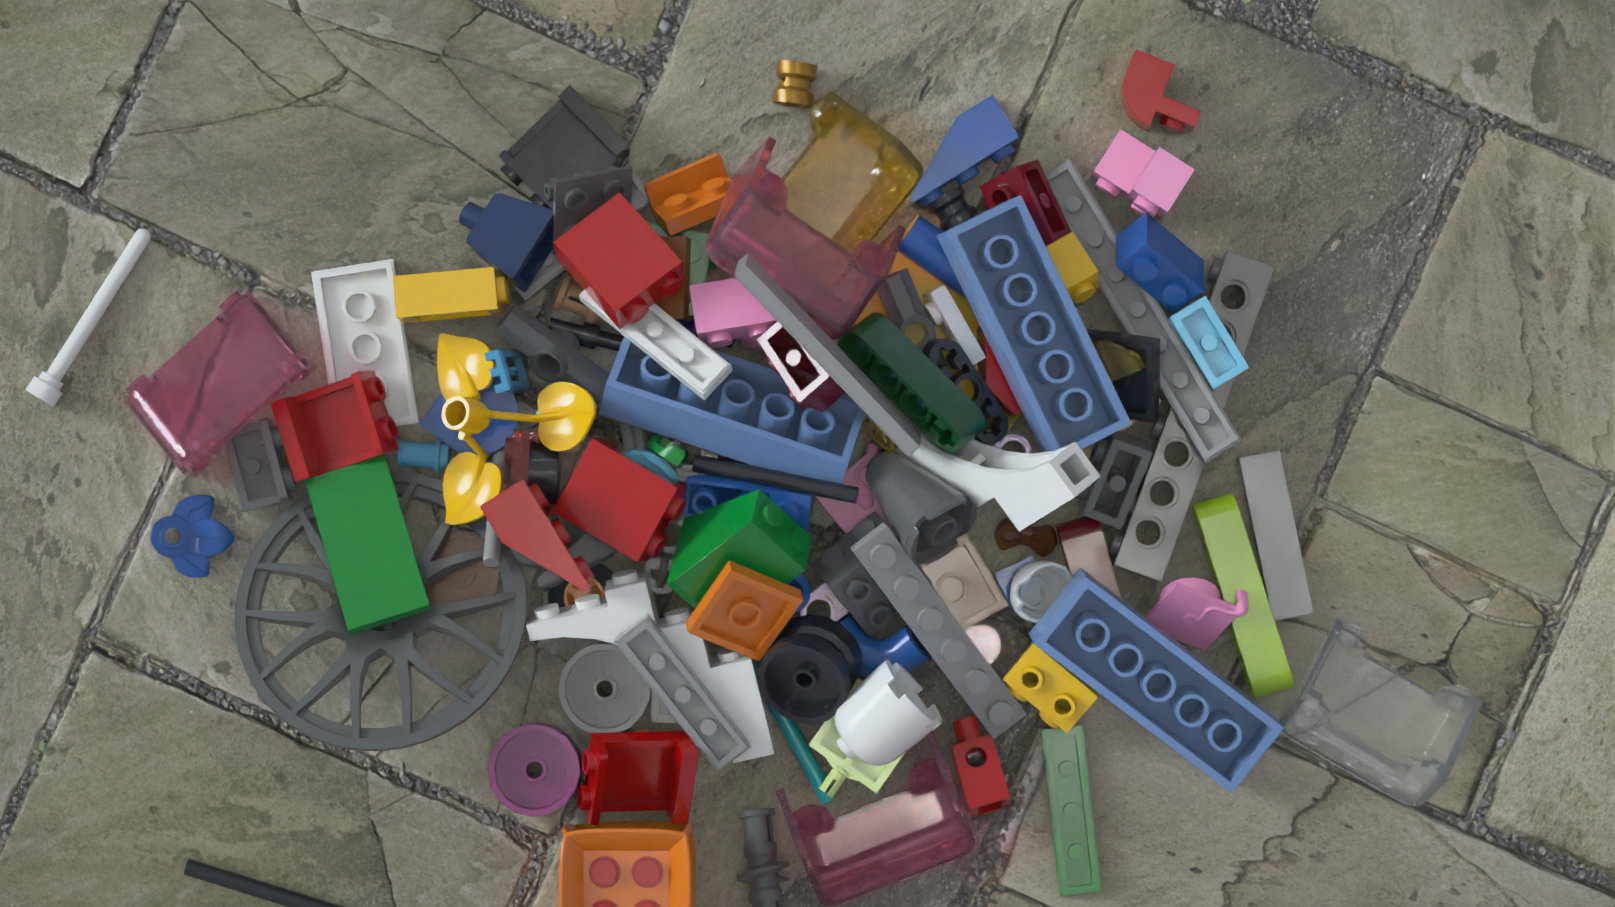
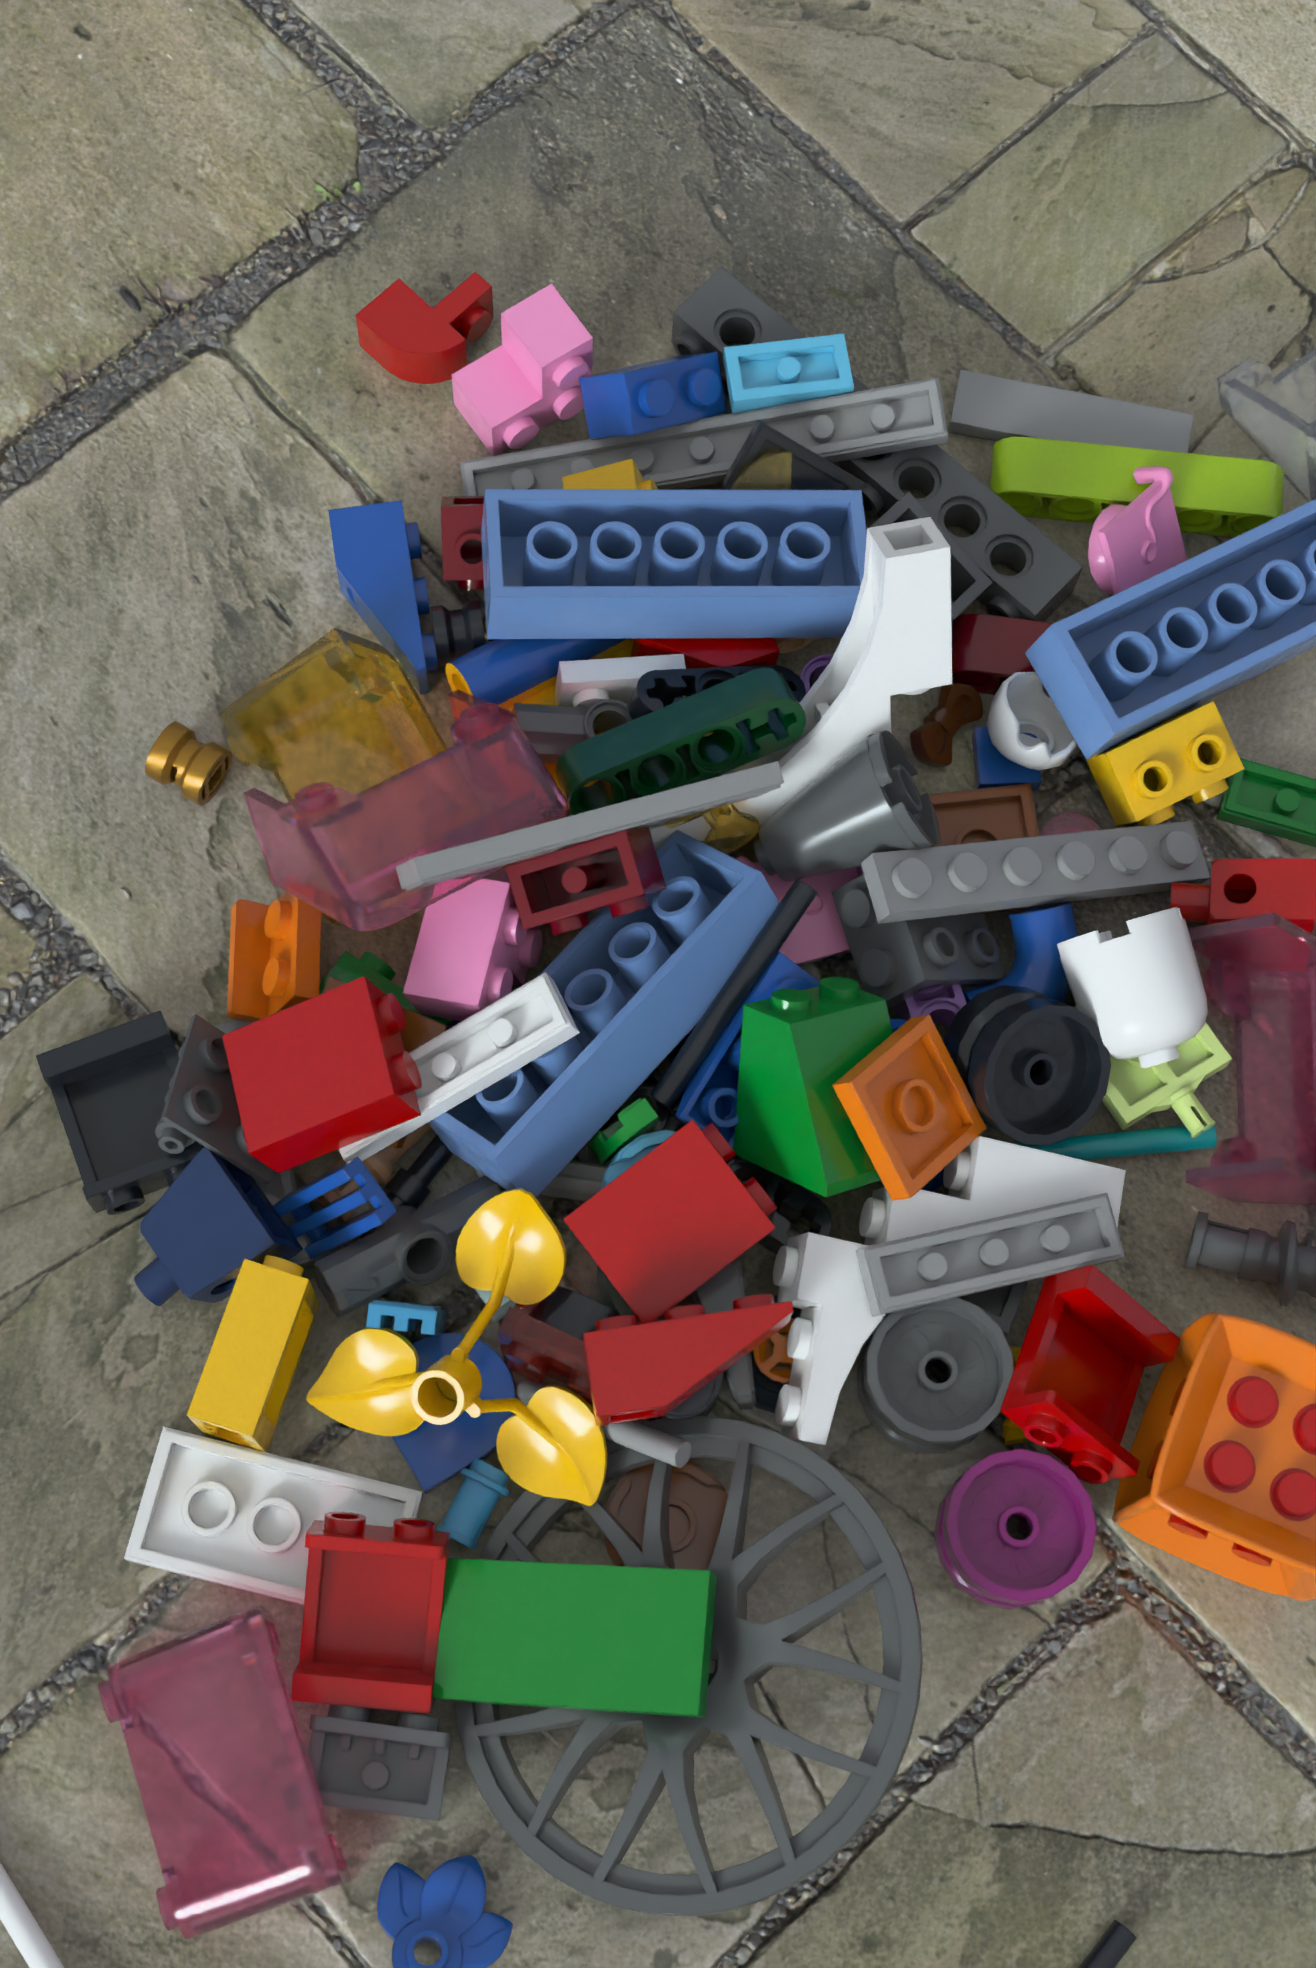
camera: 75 degrees left, 15 degrees down
(548, 309) = (311, 1222): none -> blue tile

